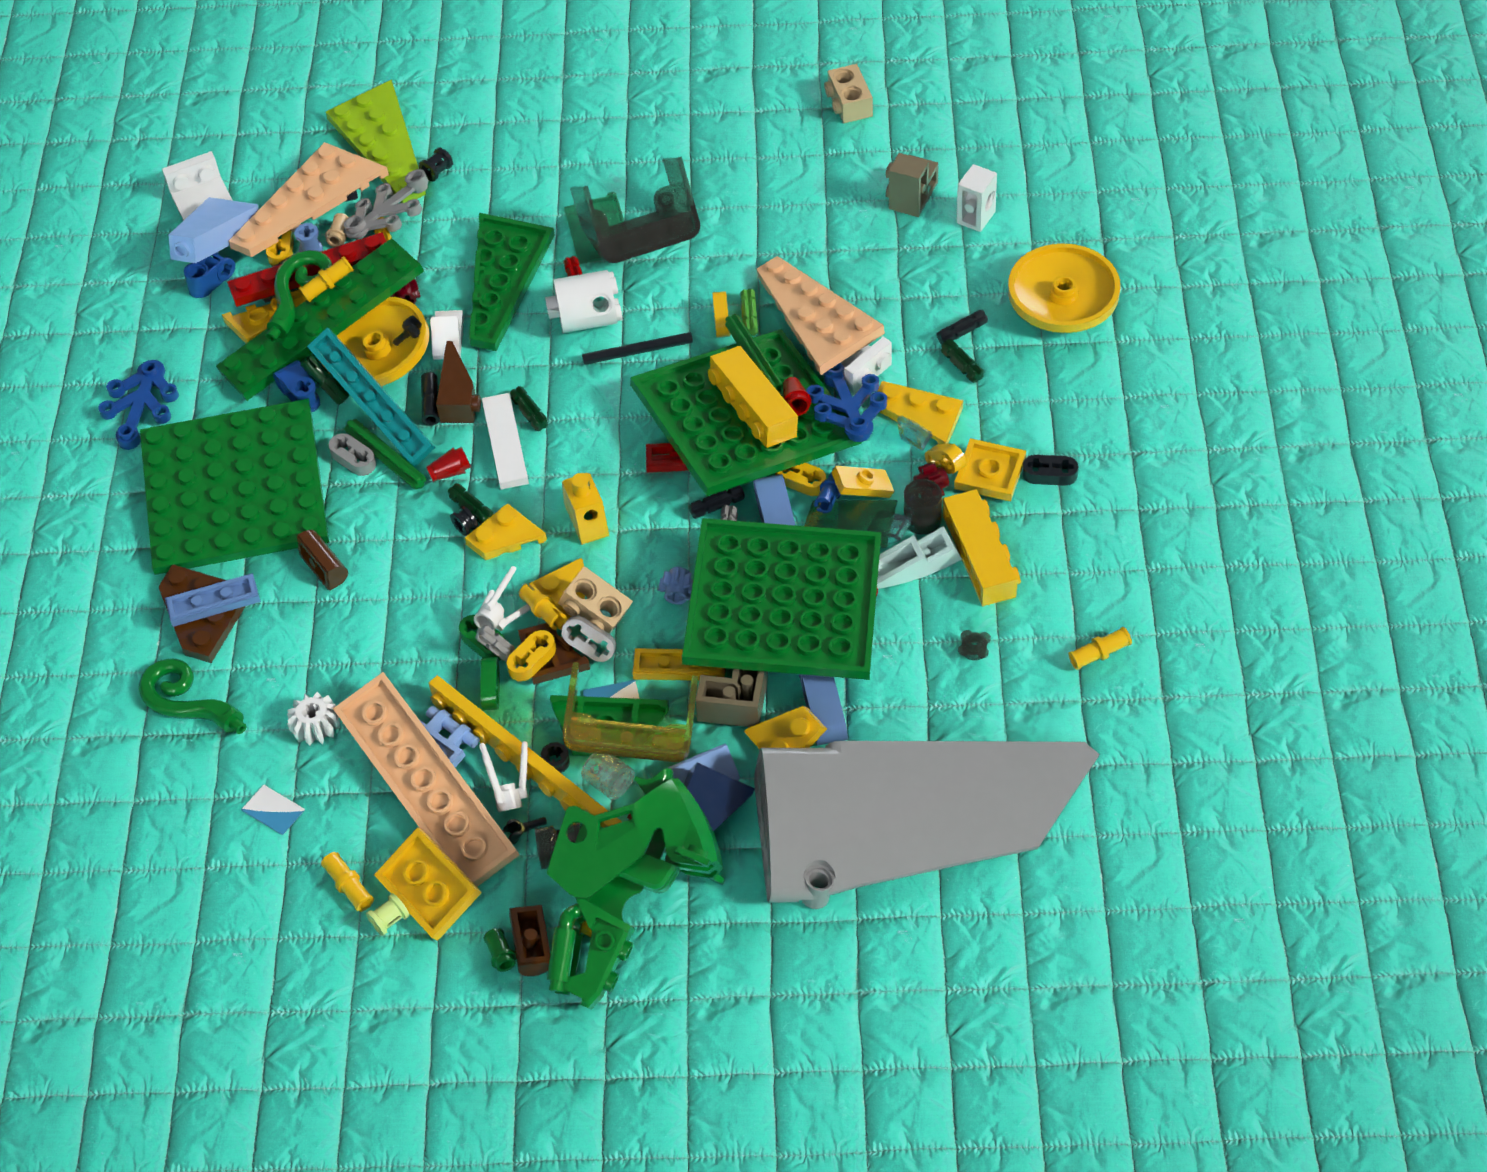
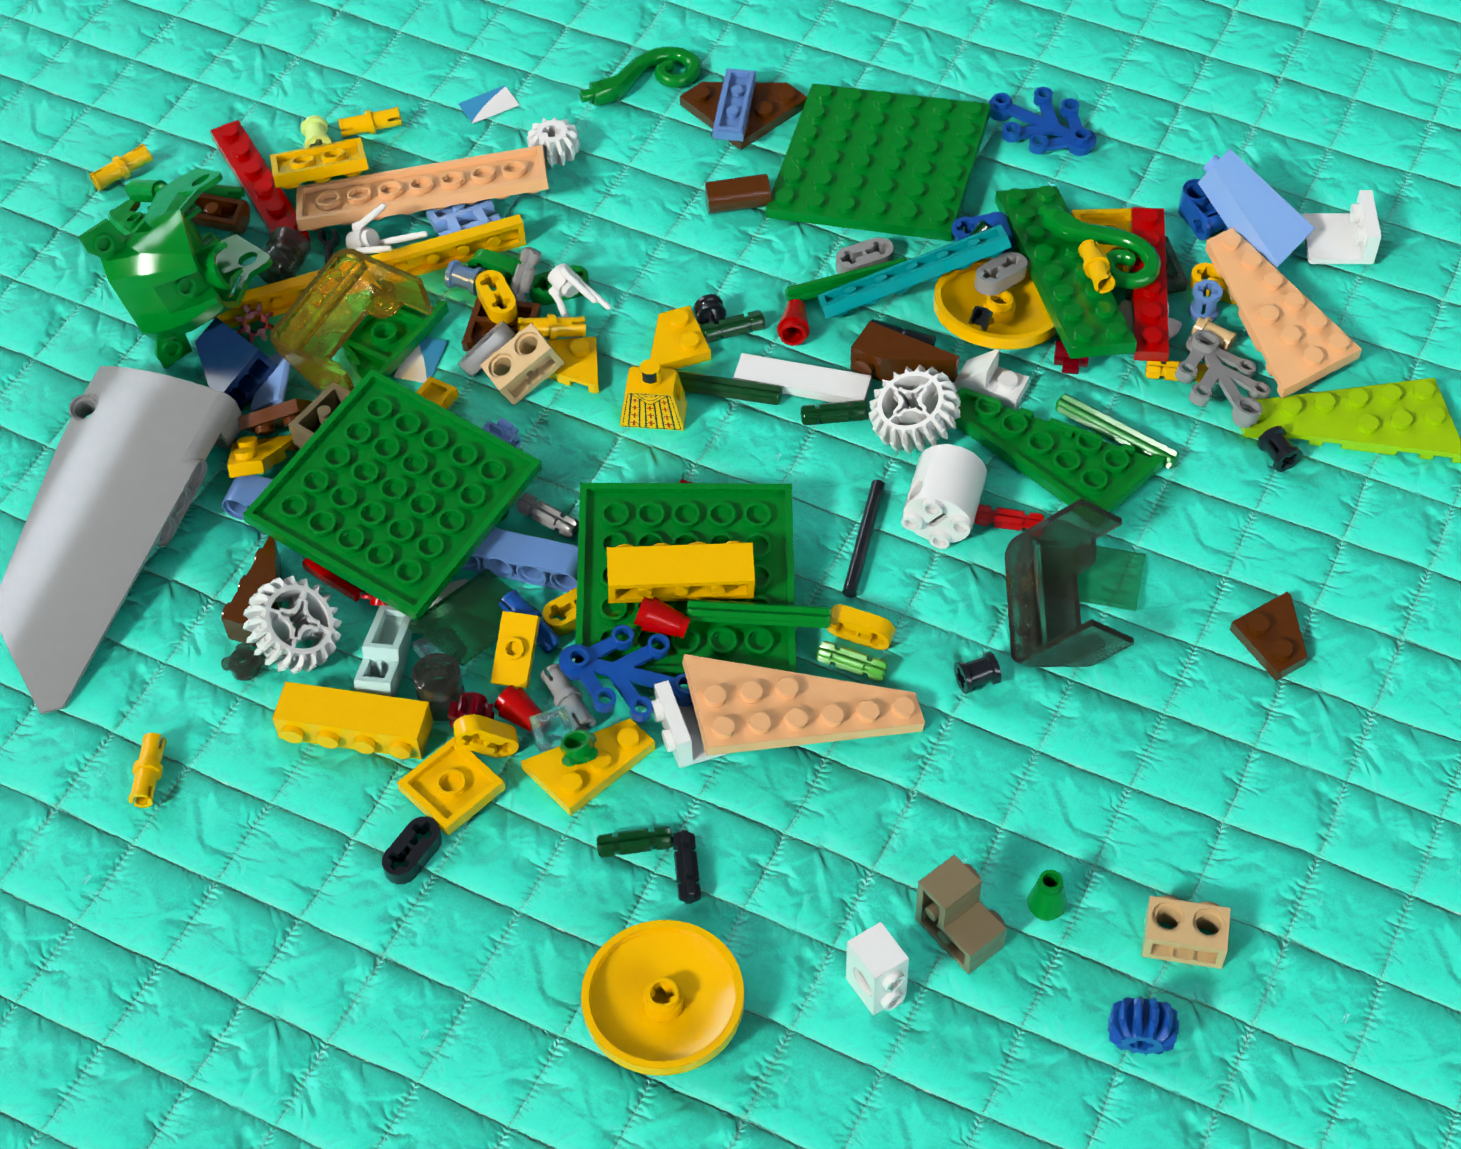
camera: 115 degrees right, 0 degrees up
(357, 342) = (1000, 273): none -> light grey beam
(460, 252) = (1115, 429): none -> axle
(467, 936) = (255, 177): none -> red plate
(506, 1063) = (120, 167): none -> yellow pin
(511, 702) = (462, 276): none -> medium blue bush
(519, 362) = (907, 409): none -> white gear
(540, 488) = (731, 388): none -> dark green axle
(598, 127) = (1273, 636): none -> reddish brown wing
(721, 244) = (977, 672): none -> black bush
(740, 736) = (268, 419): none -> reddish brown wing
(867, 155) = (1048, 896): none -> green cone
(878, 441) = (568, 695): none -> light grey pin
(906, 461) = (516, 707): none -> red cone
(918, 397) = (578, 748): none -> green plate
(918, 659) = (264, 569): none -> reddish brown slope
(927, 85) = (1143, 1025): none -> blue gear
(934, 610) = (274, 631): none -> white gear

